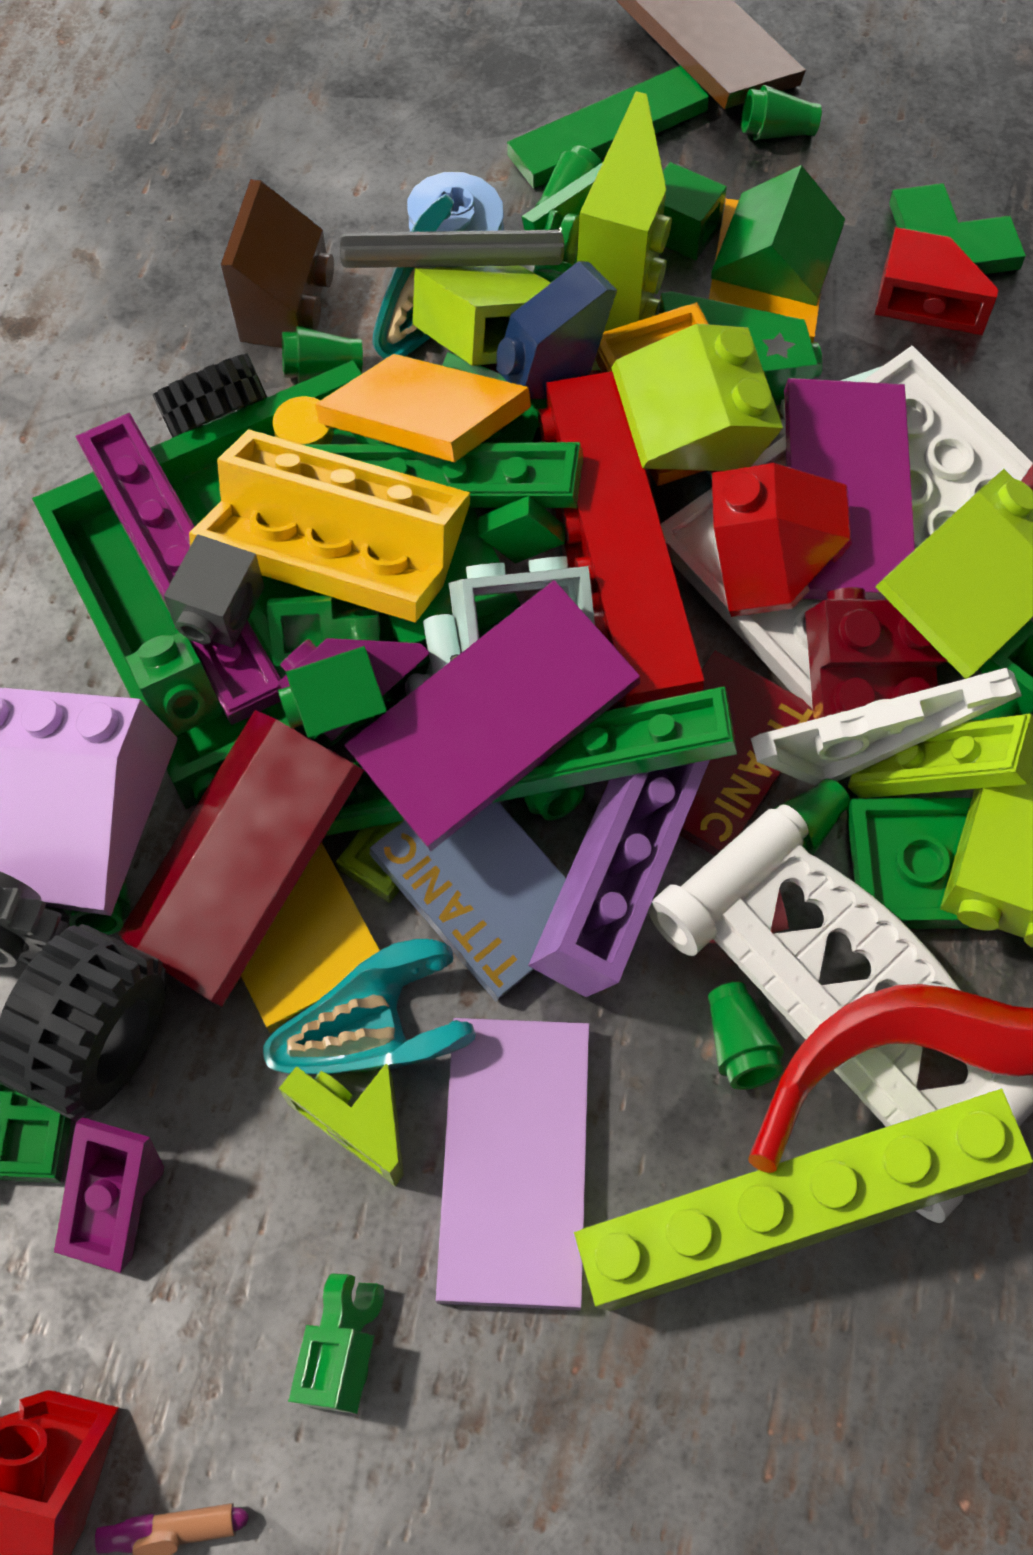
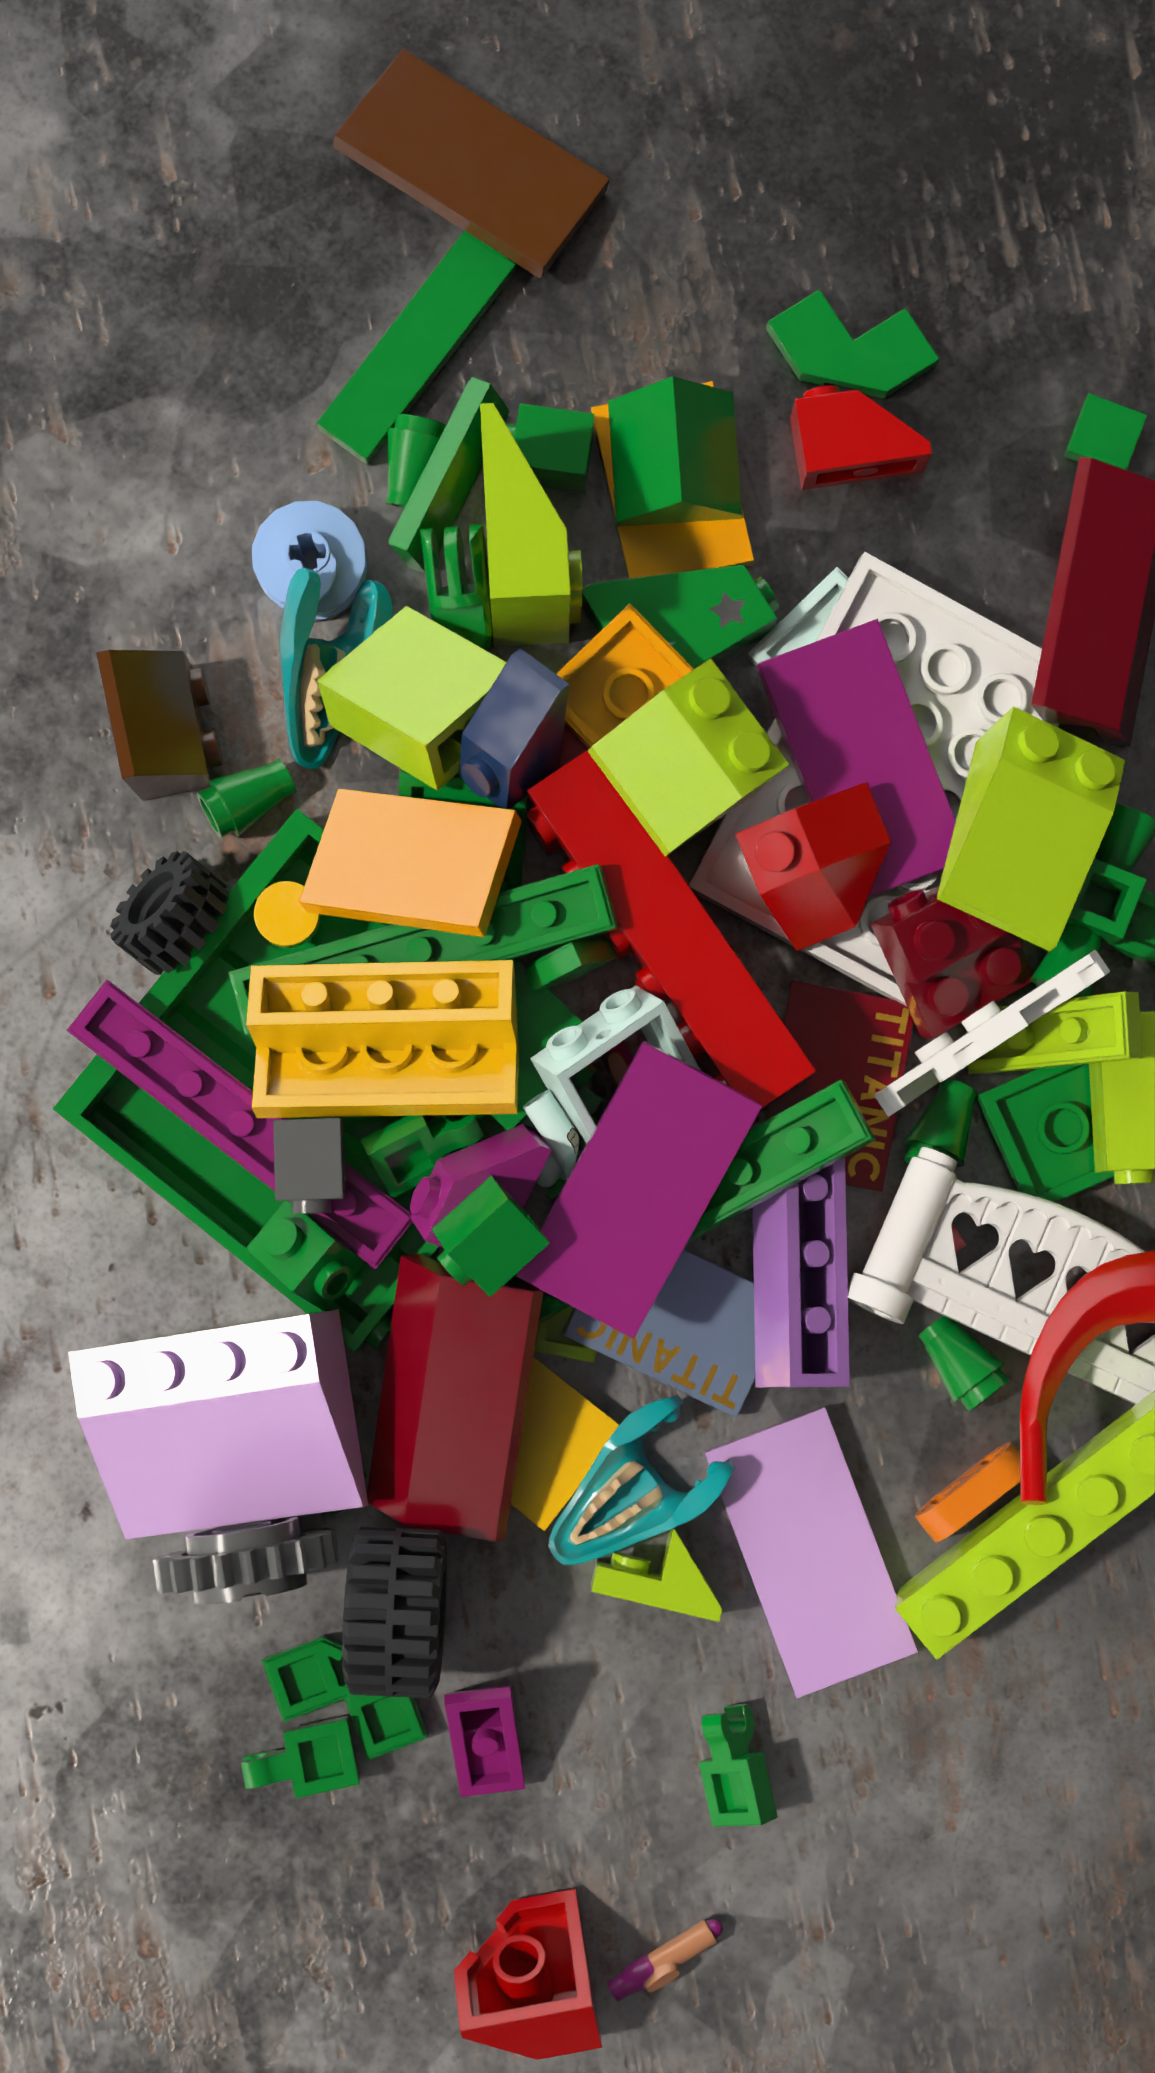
camera: 25 degrees left, 20 degrees up
(451, 248) = (346, 642): dark grey axle -> none
(695, 1165) = (971, 1492): none -> orange beam
(776, 114) = (603, 262): green cone -> none

